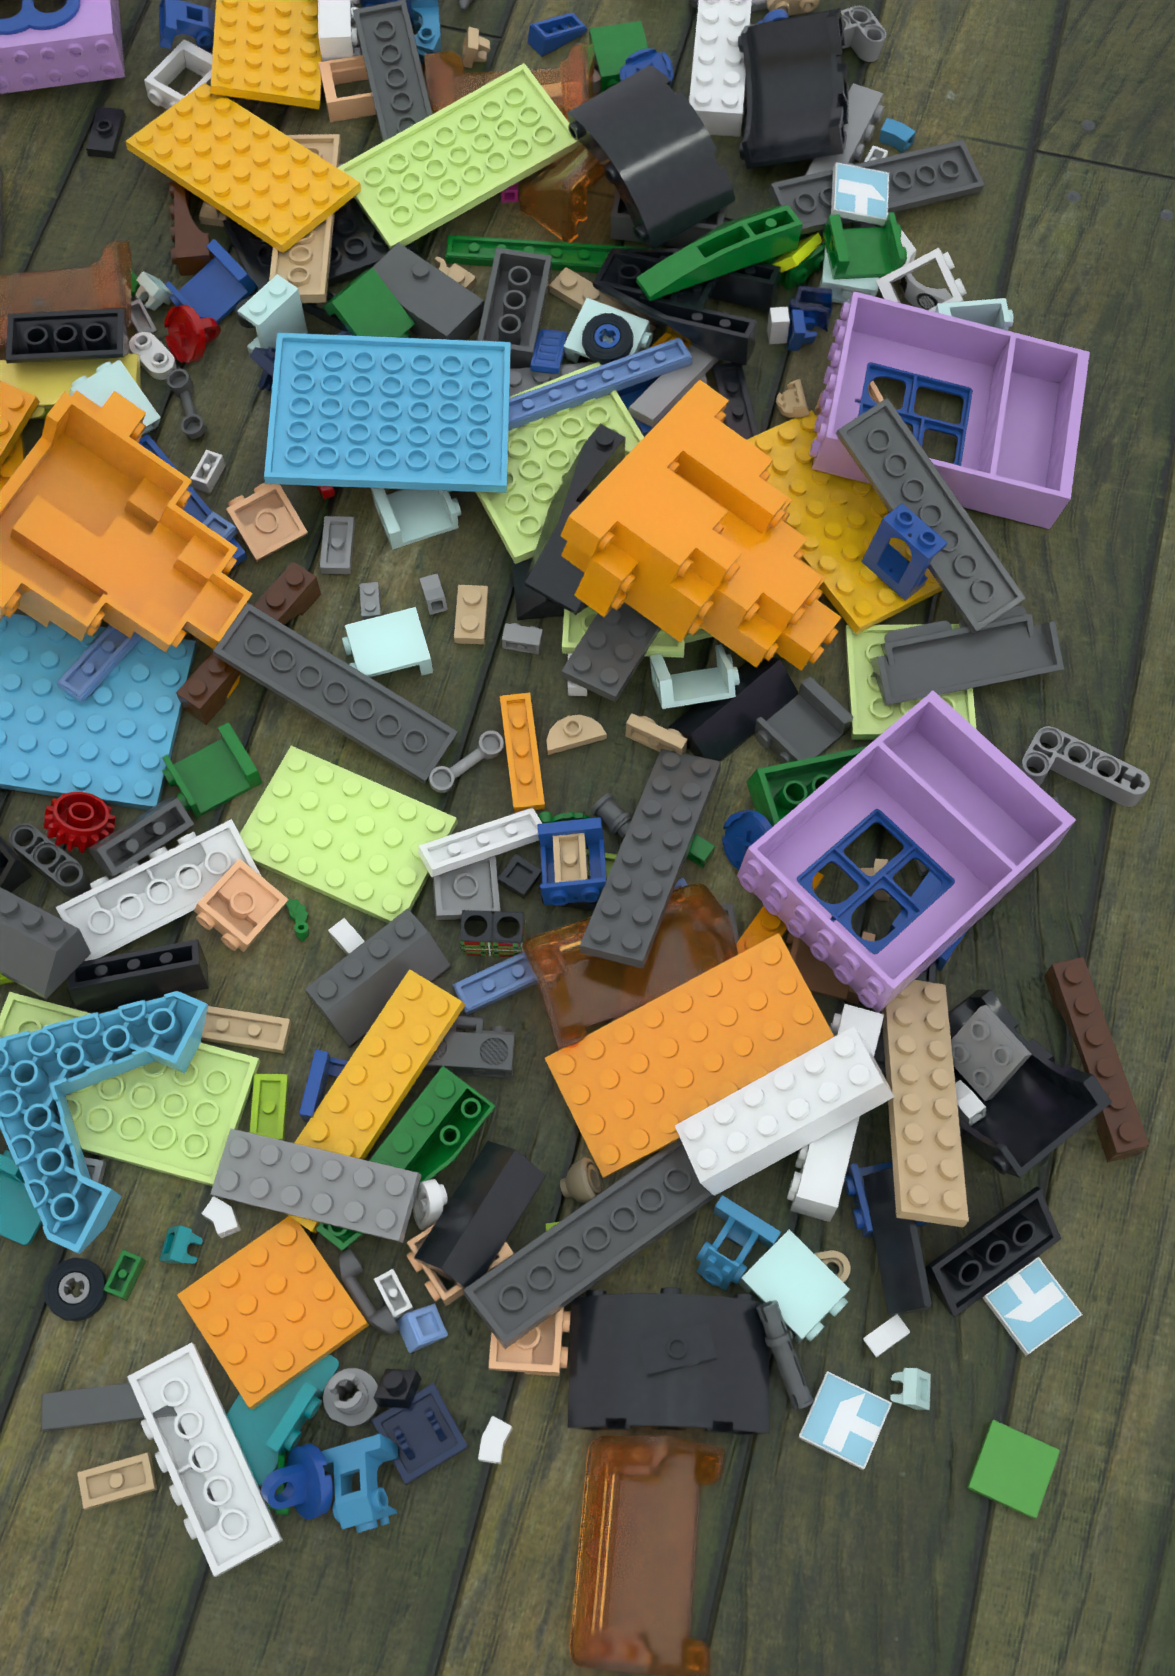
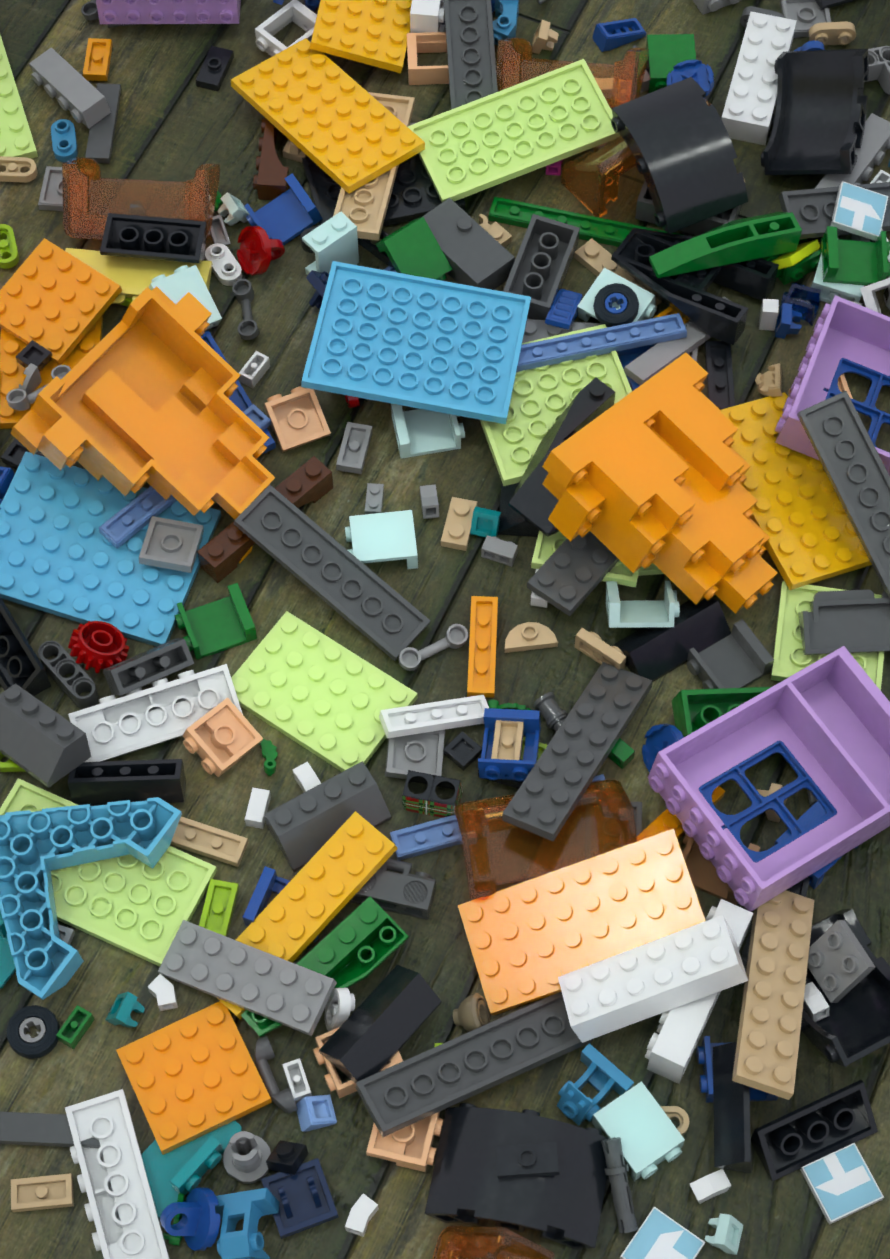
camera: 10 degrees right, 5 degrees down
(144, 689) = (171, 544): none -> light grey plate
(295, 981) = (257, 807): none -> white piece
(501, 608) = (485, 522): none -> teal tile
(889, 564) = (836, 543): blue panel -> none

